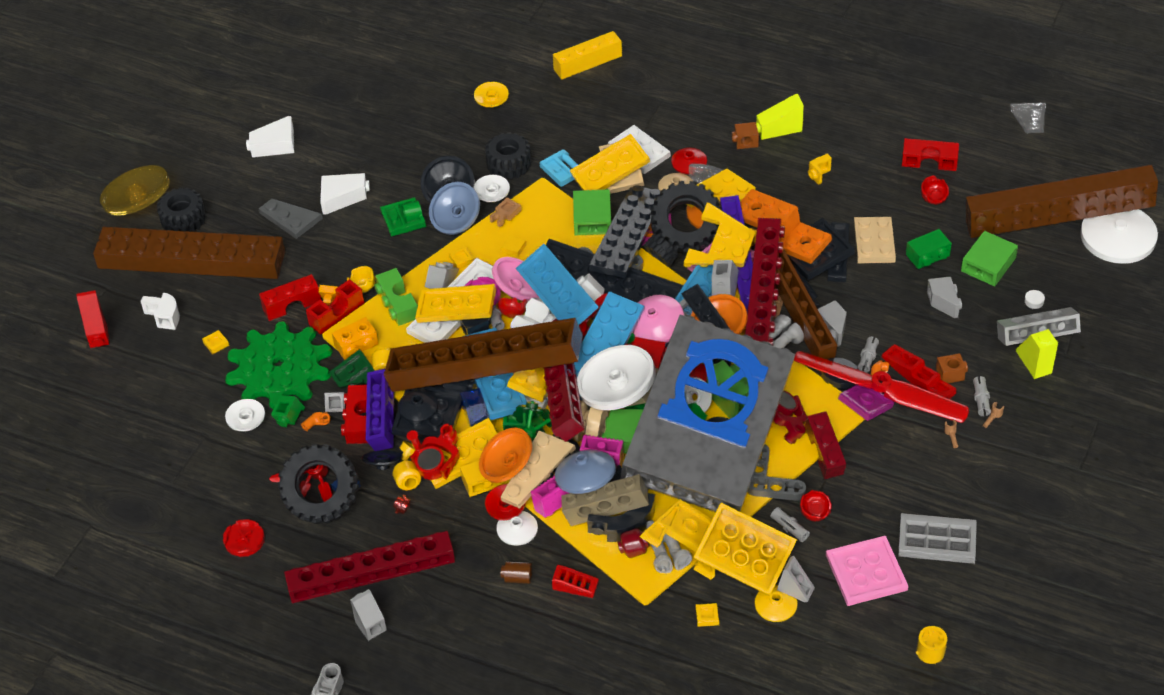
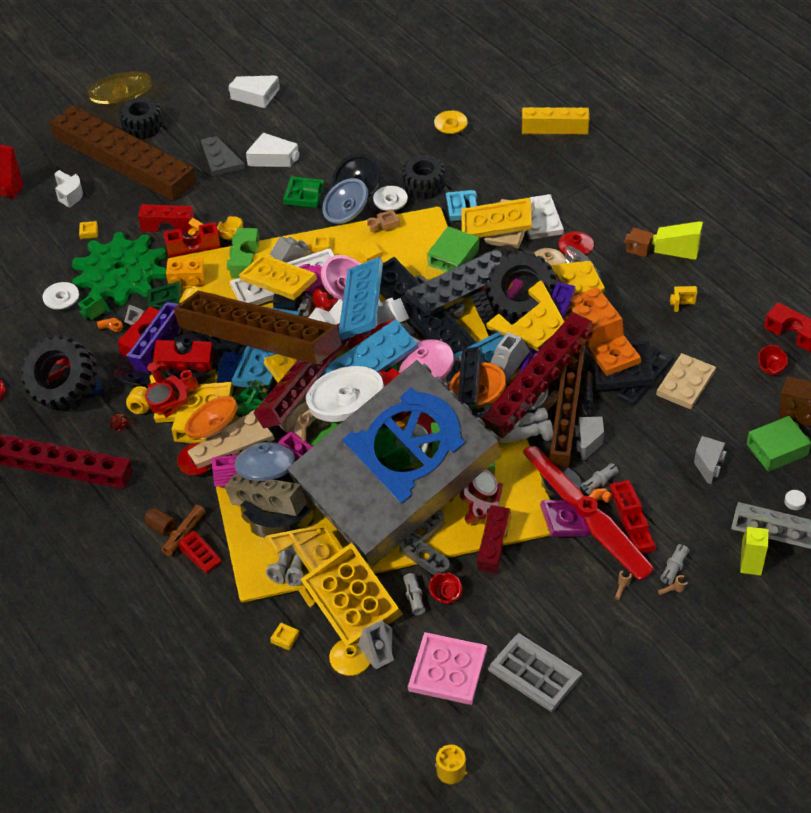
camera: 30 degrees right, 0 degrees up
(368, 615) = (17, 497): light grey slope -> none
(443, 411) = (199, 358): none -> red arch
(520, 533) = (193, 487): white dish -> none
(543, 577) = (170, 546): none -> dark orange pin
(597, 420) = (304, 423): none -> medium nougat hand
(632, 543) = (259, 544): dark red head -> none
(928, 249) = (725, 409): green brick -> none
(951, 368) = (664, 526): dark orange brick -> none

